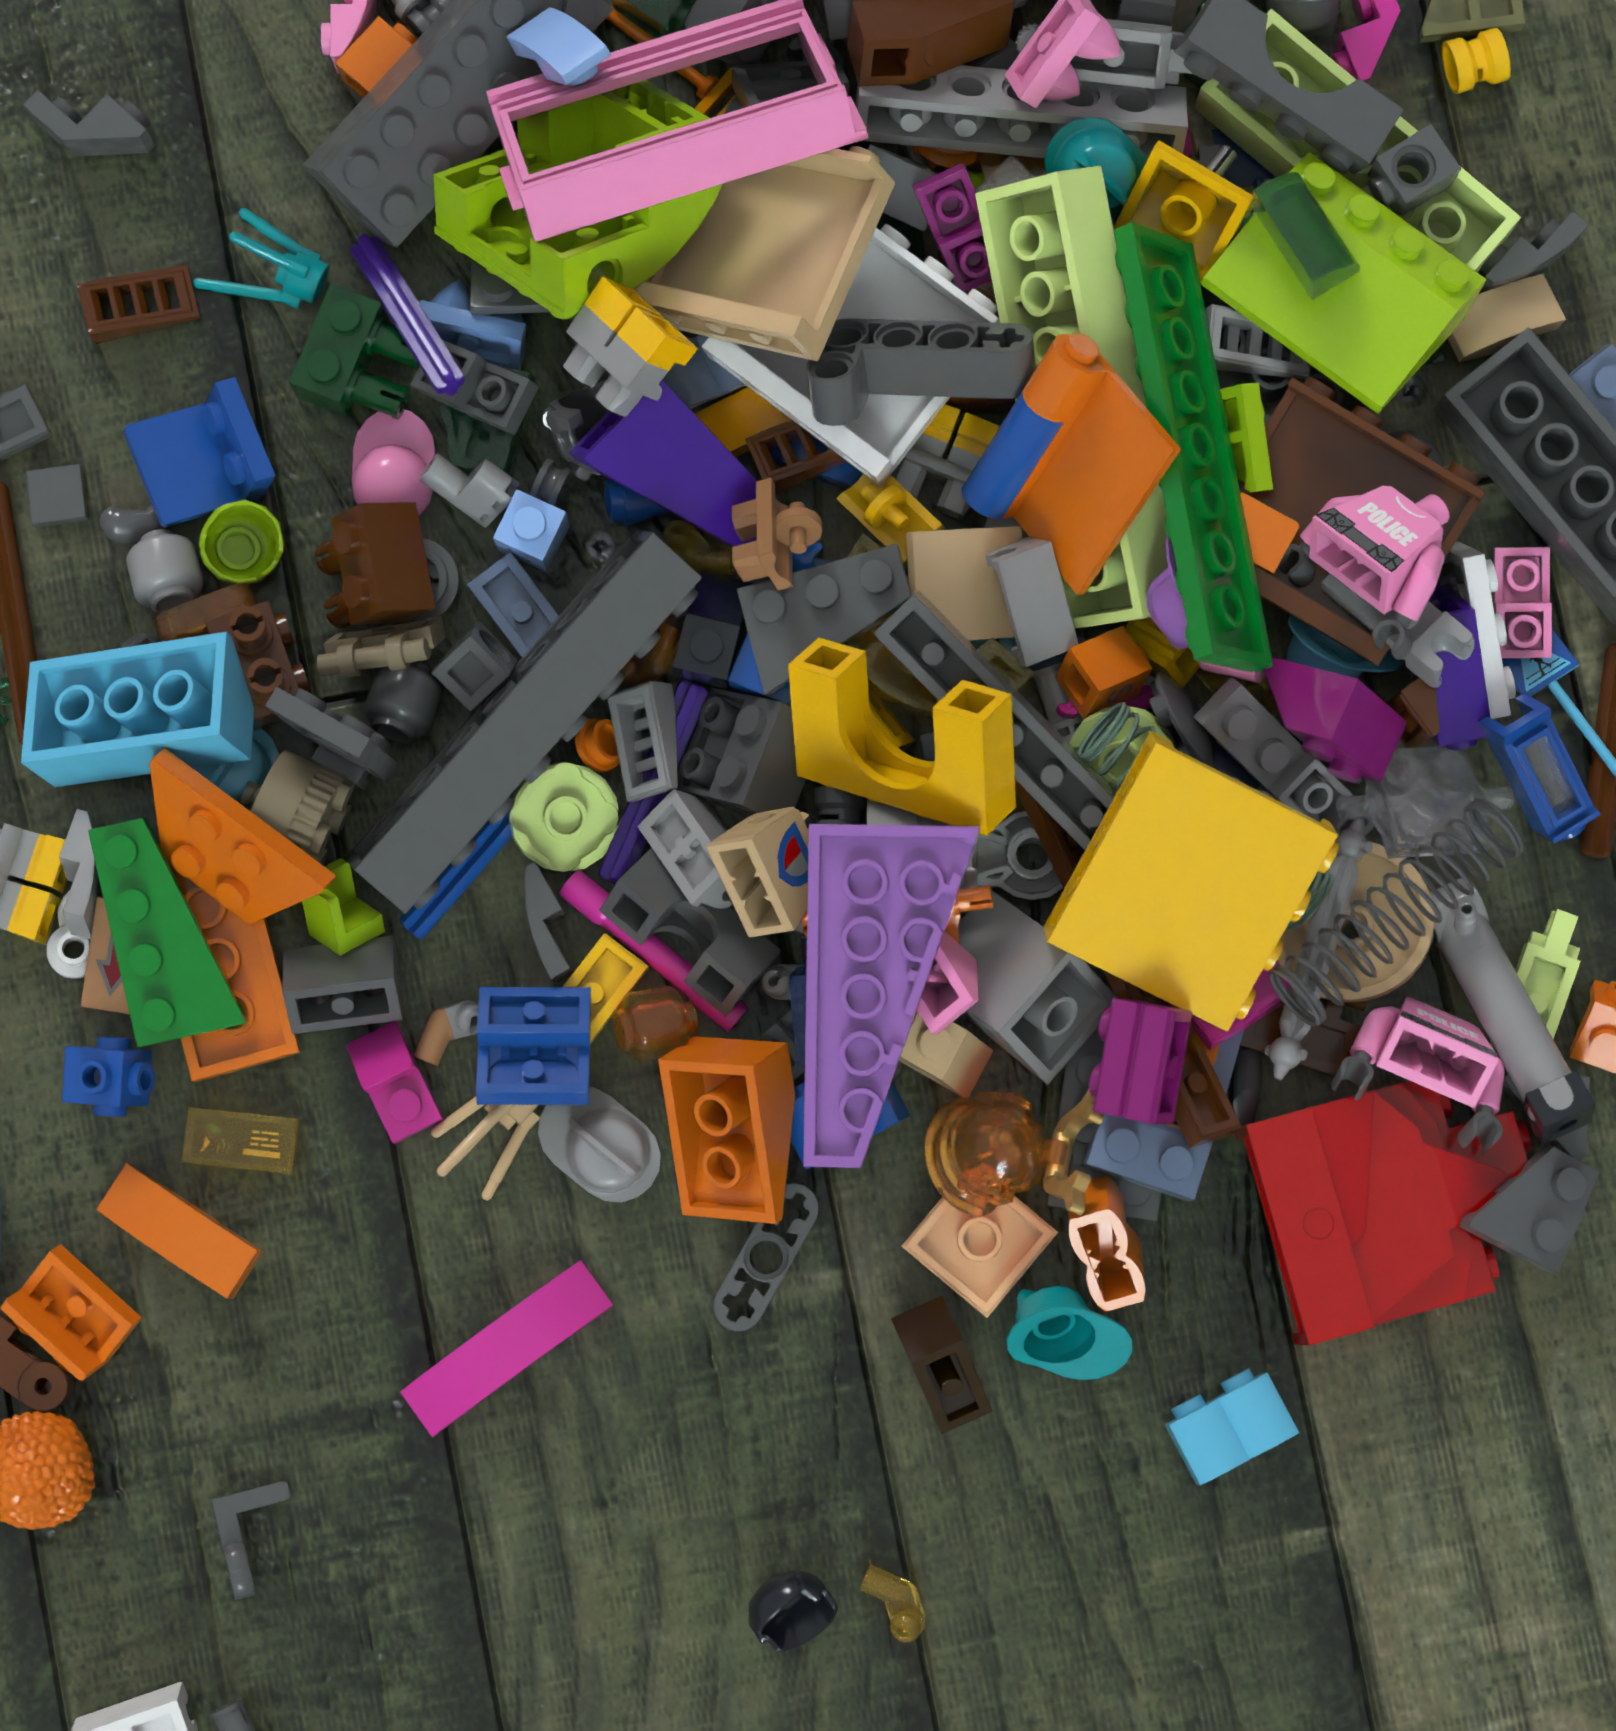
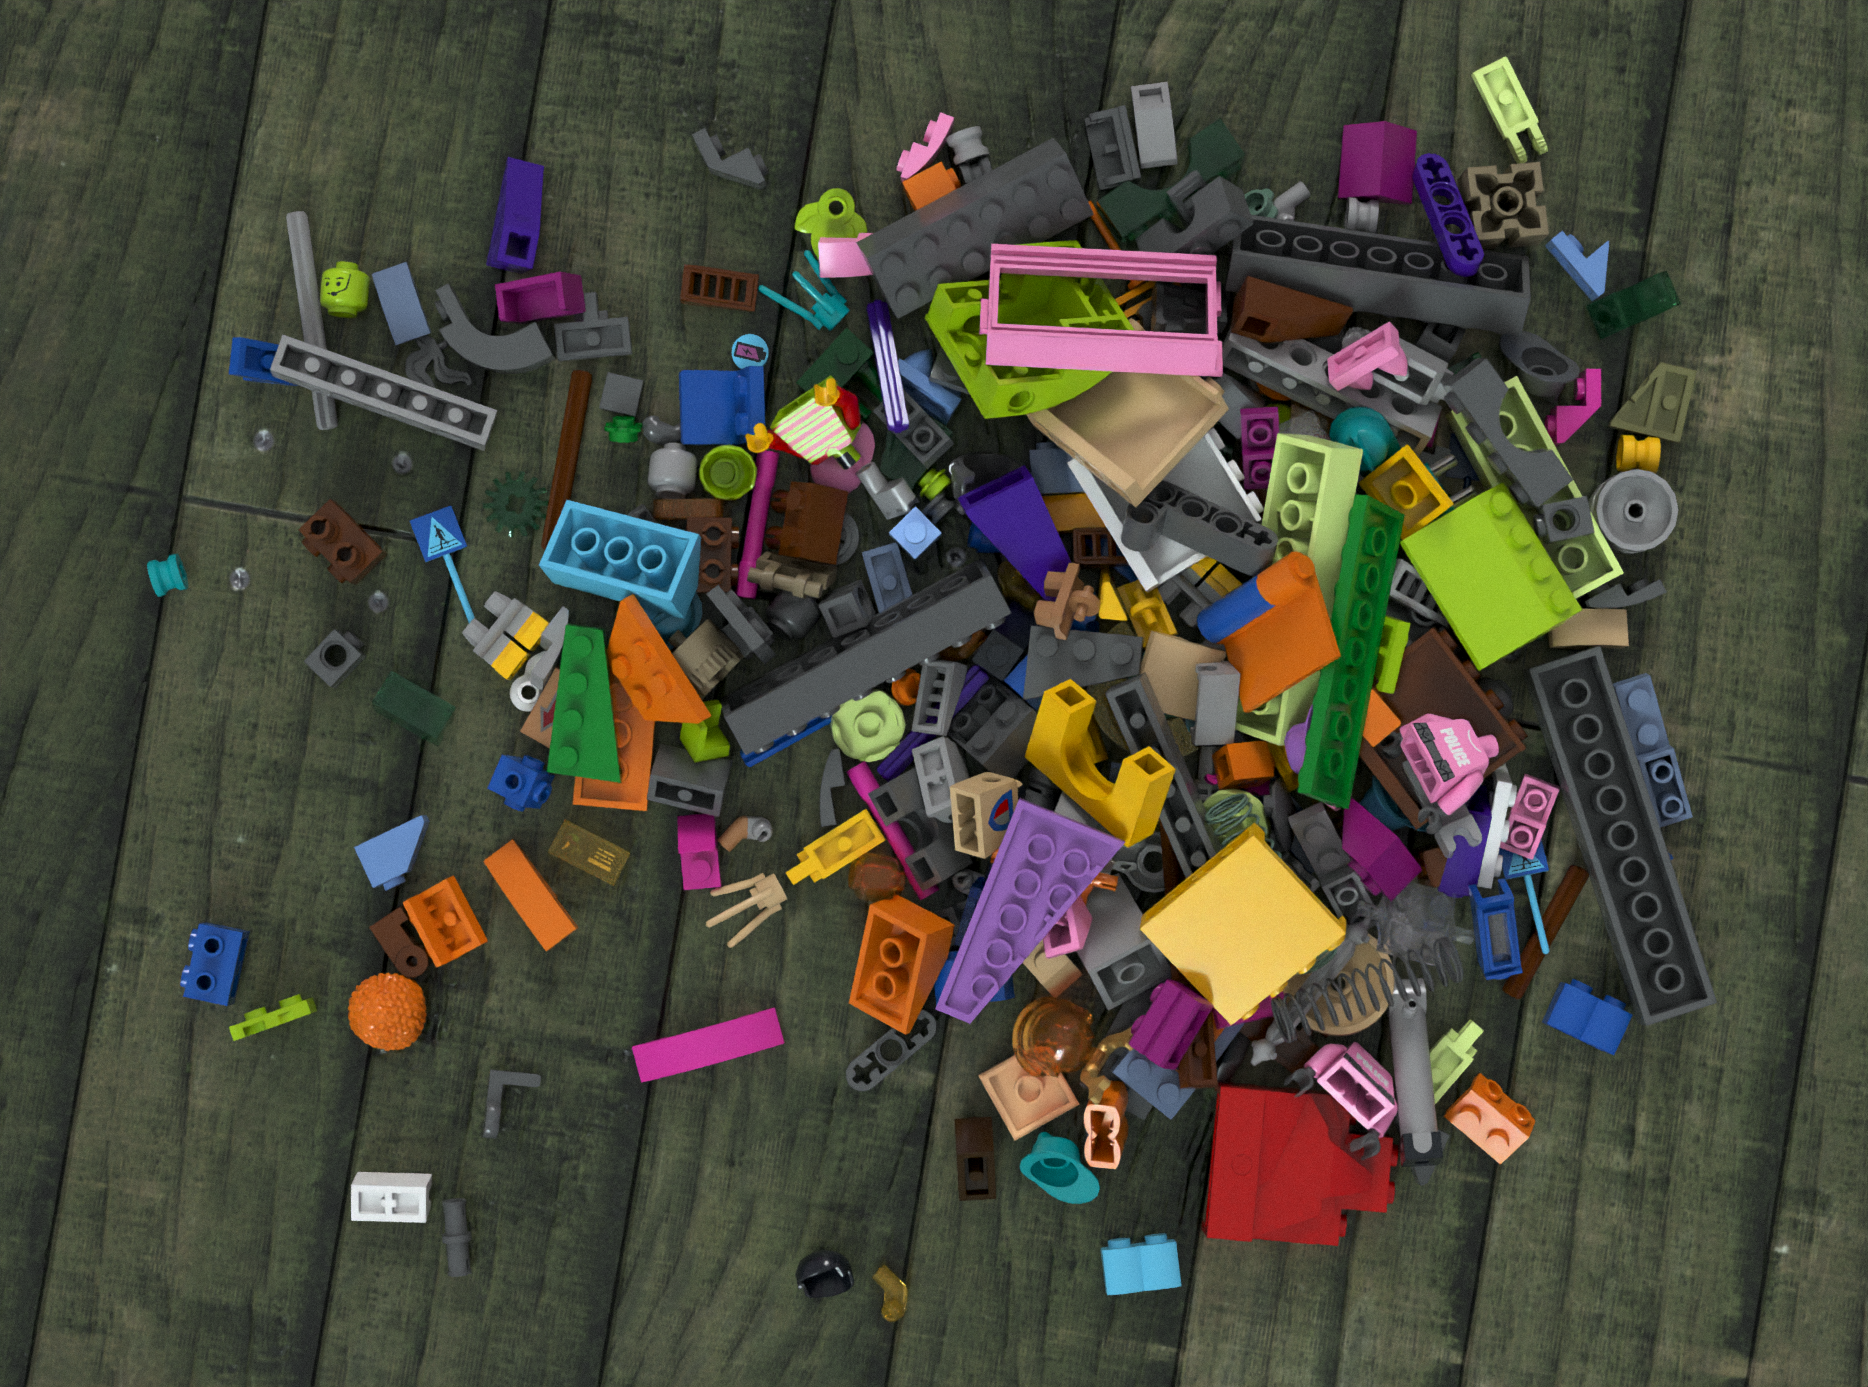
camera: 20 degrees right, 5 degrees up
(75, 540) = (623, 429): none -> green plate
(211, 366) = (750, 351): none -> tile
(264, 167) = (821, 222): none -> lime plate
(291, 197) = (842, 257): none -> bright pink slope
(298, 540) = (765, 480): none -> dark pink piece
(335, 428) = (814, 426): none -> torso
(531, 453) = (934, 483): none -> lime plate
(533, 1046) = (795, 865): blue slope -> none
(560, 46) = (1049, 235): light blue slope -> none
(601, 1147) = (813, 938): light grey piece -> none
(629, 340) = (1021, 447): hips -> none
(835, 517) = (1111, 602): none -> yellow slope
(1303, 233) = (1477, 539): clear green brick -> none
(1517, 111) = (1654, 512): none -> light grey wheel
(1537, 1210) = (1383, 1205): dark grey wing -> none

